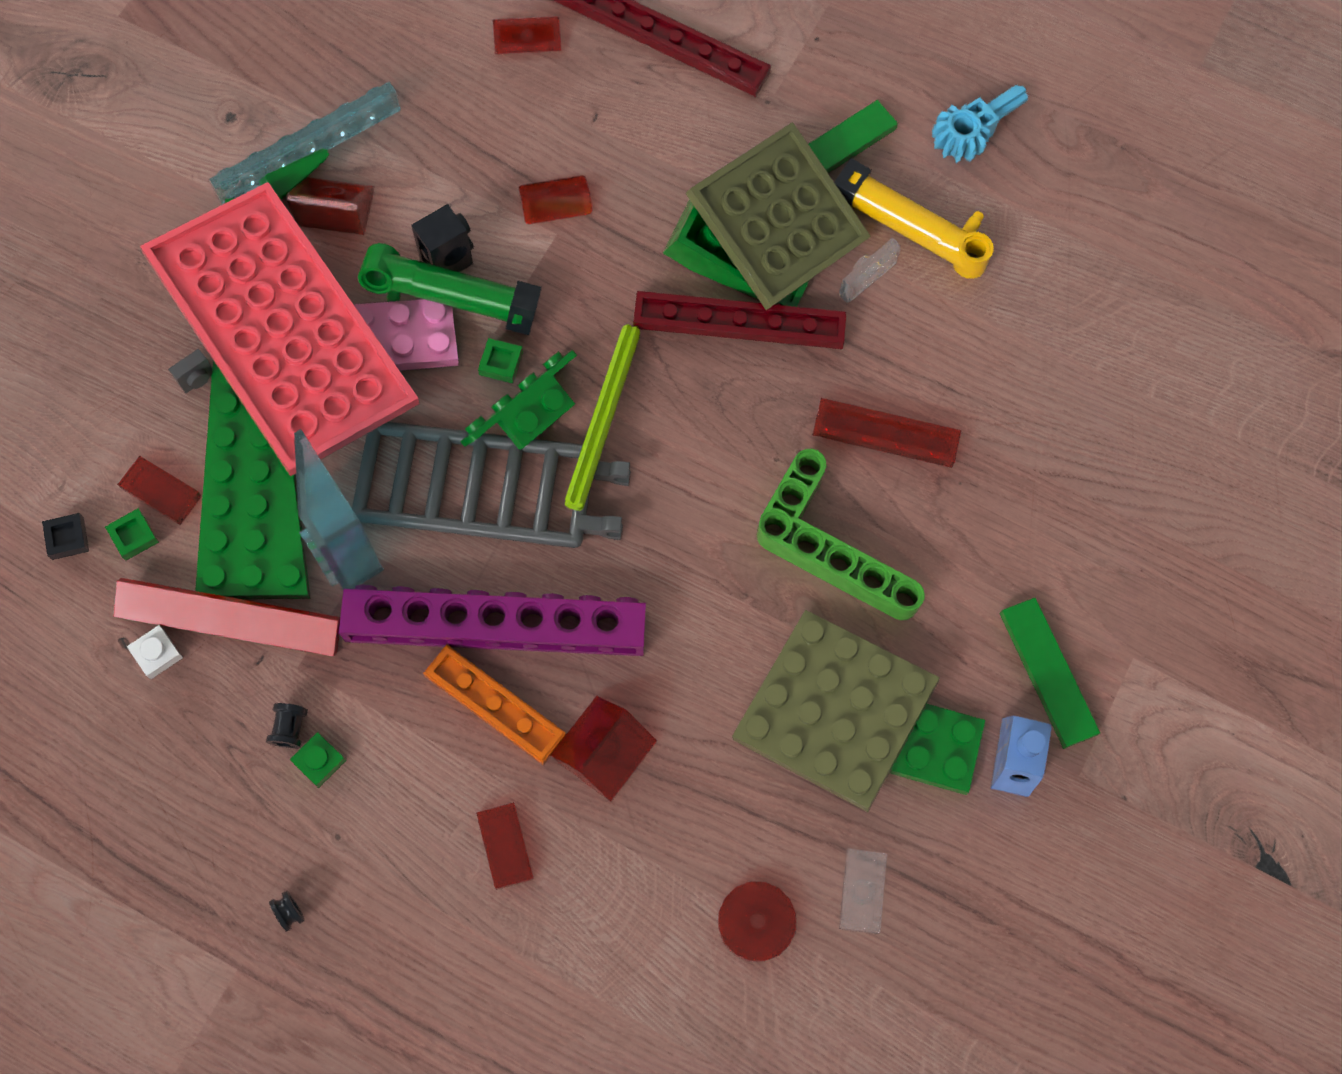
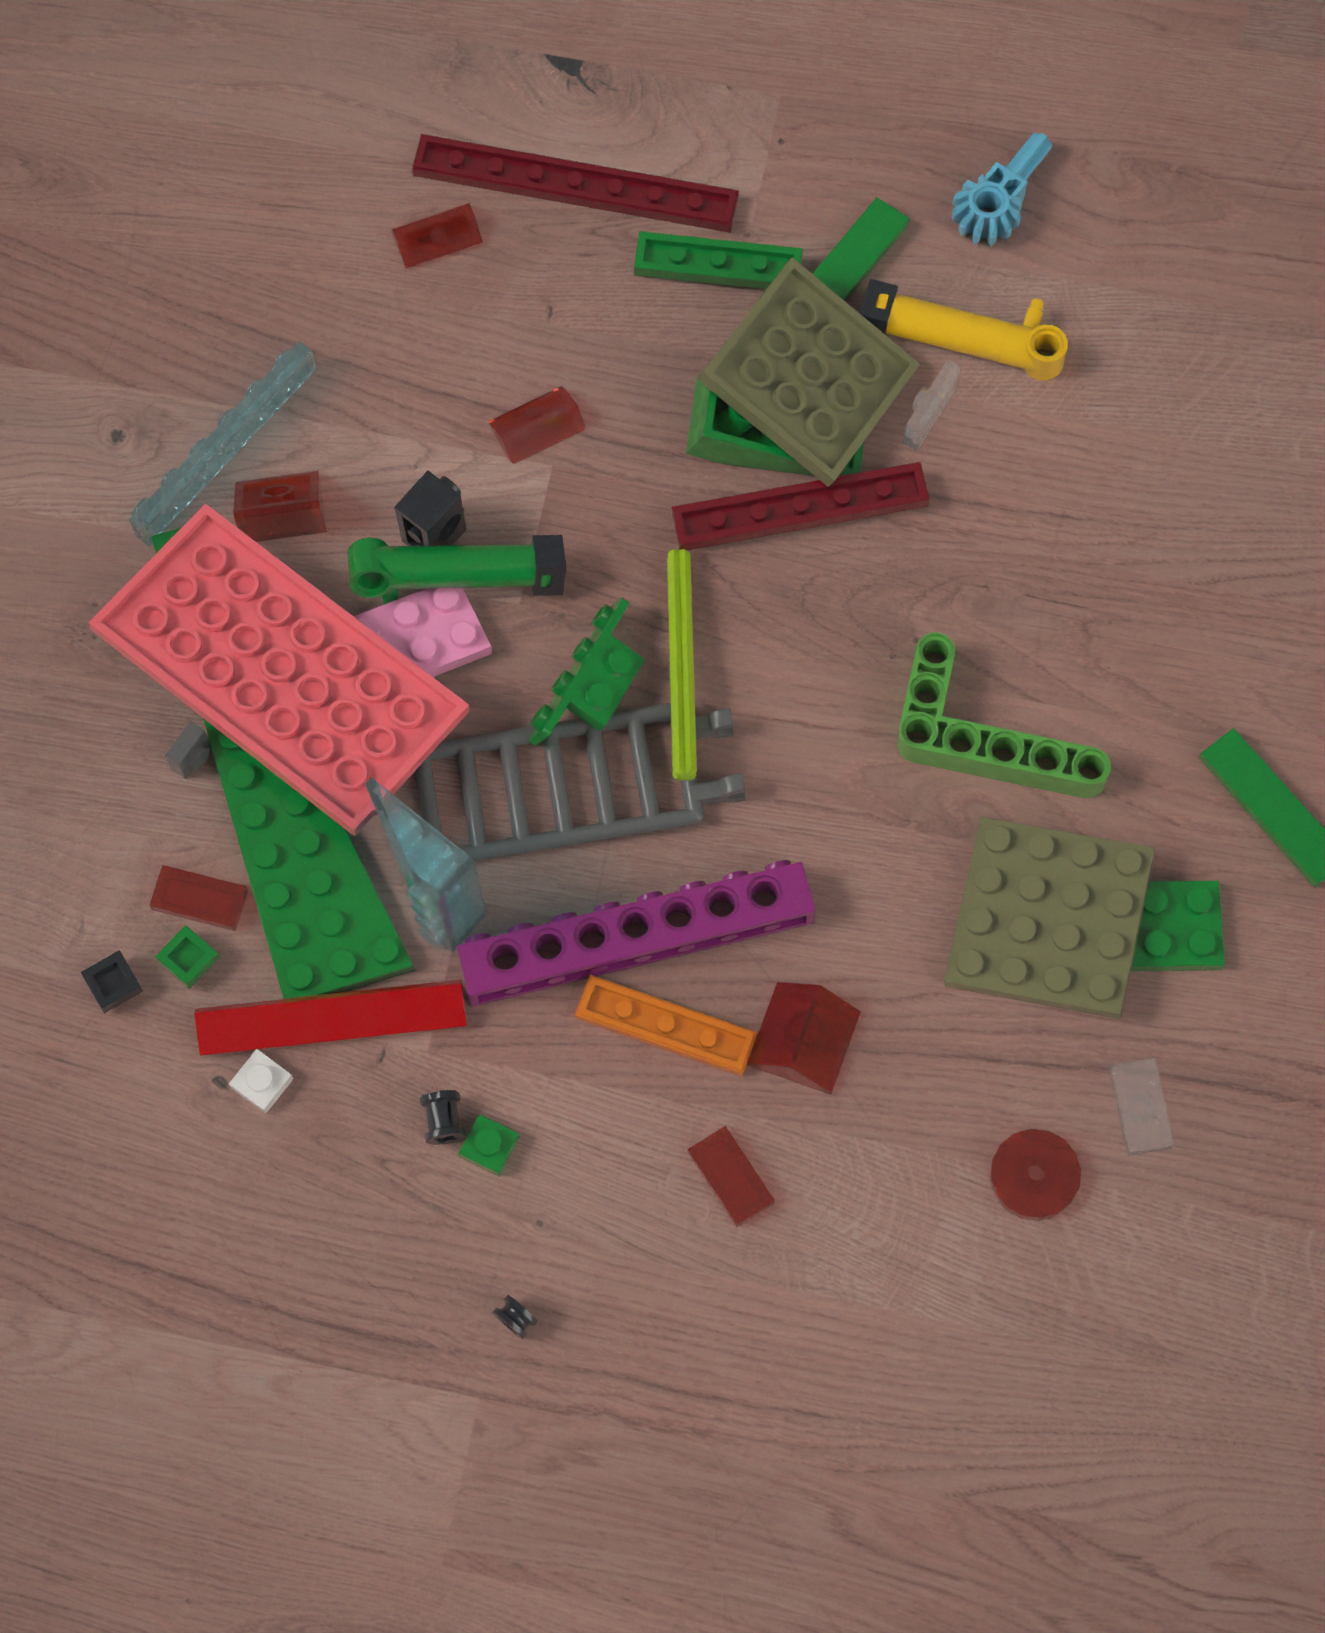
camera: 10 degrees left, 0 degrees up
(289, 176) = (223, 483): green slope -> none
(500, 360) = (540, 634): green plate -> none
(729, 110) = (710, 260): none -> green plate
(886, 432) = (1009, 589): clear red plate -> none
(1020, 751) = (1268, 901): medium blue torso -> none

